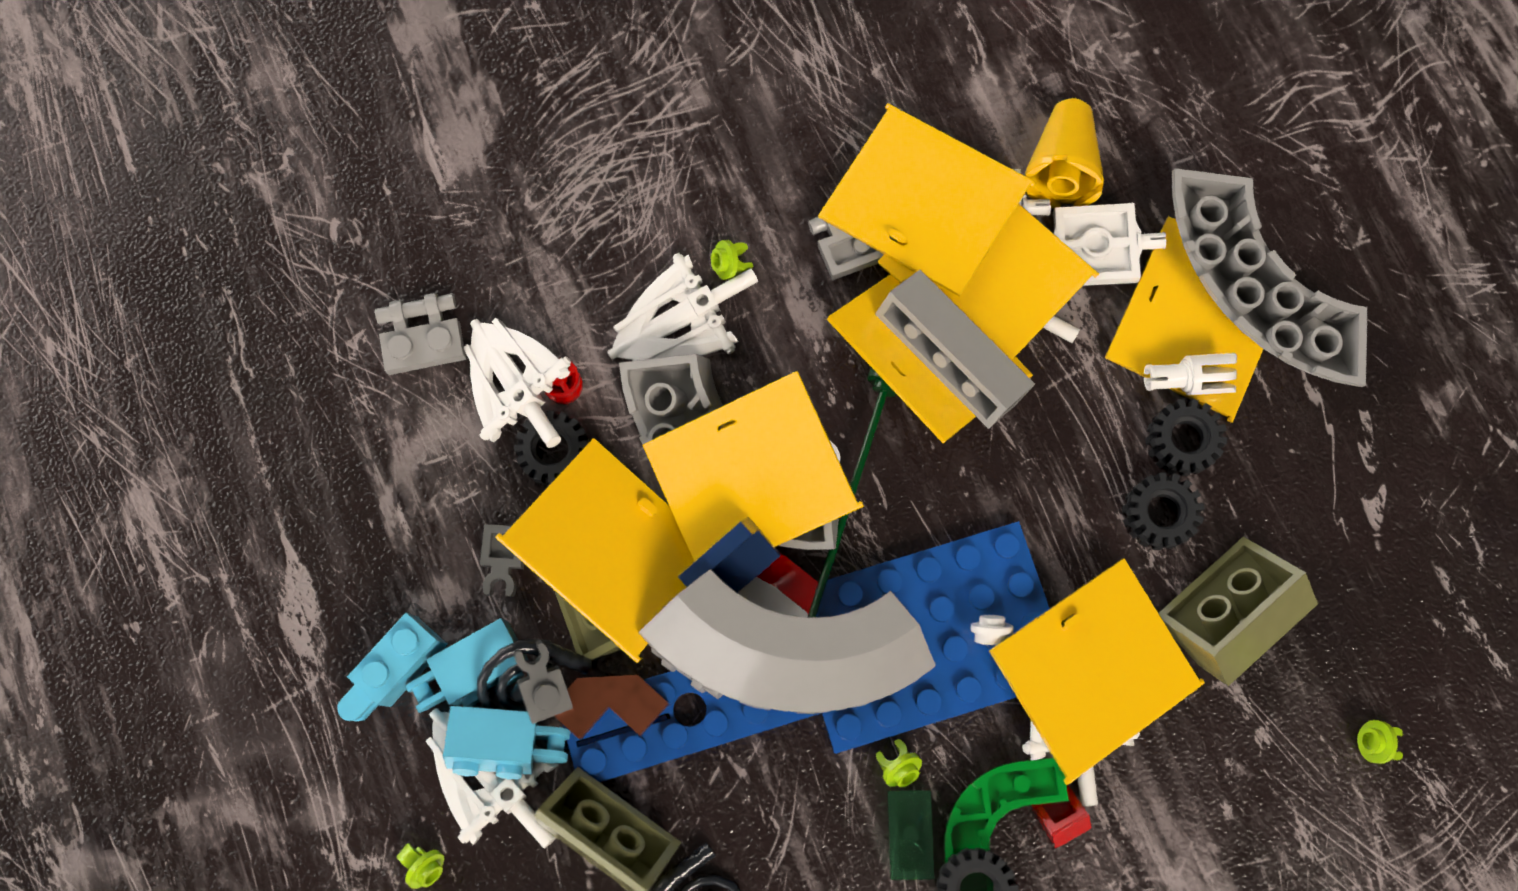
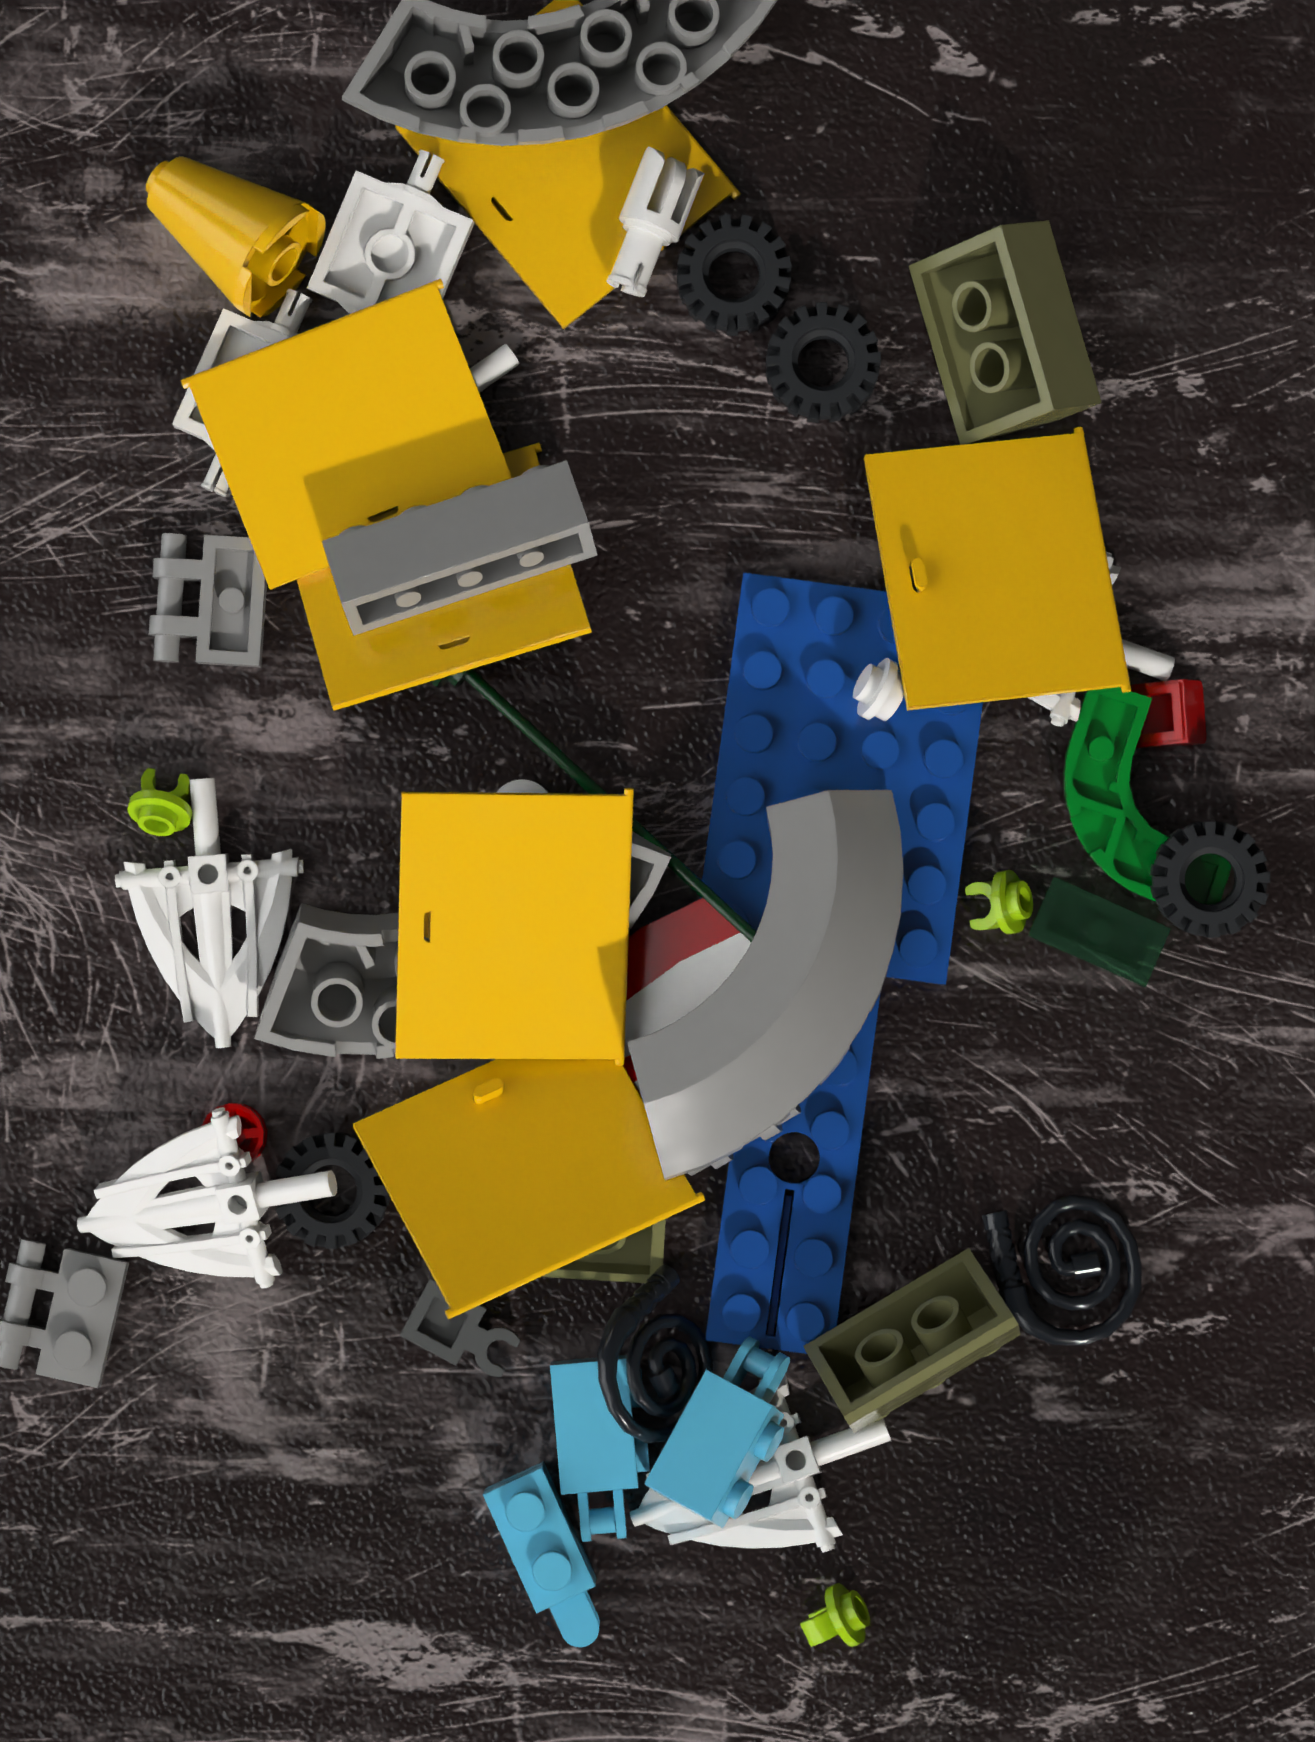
camera: 65 degrees left, 10 degrees up
(543, 688) = (680, 1344): dark grey plate -> none
(625, 695) = (736, 1237): copper tile -> none
(735, 557) = (619, 1002): dark blue panel -> none
(928, 195) = (205, 470): yellow piece -> none
(1379, 742) = (1266, 236): lime plate -> none

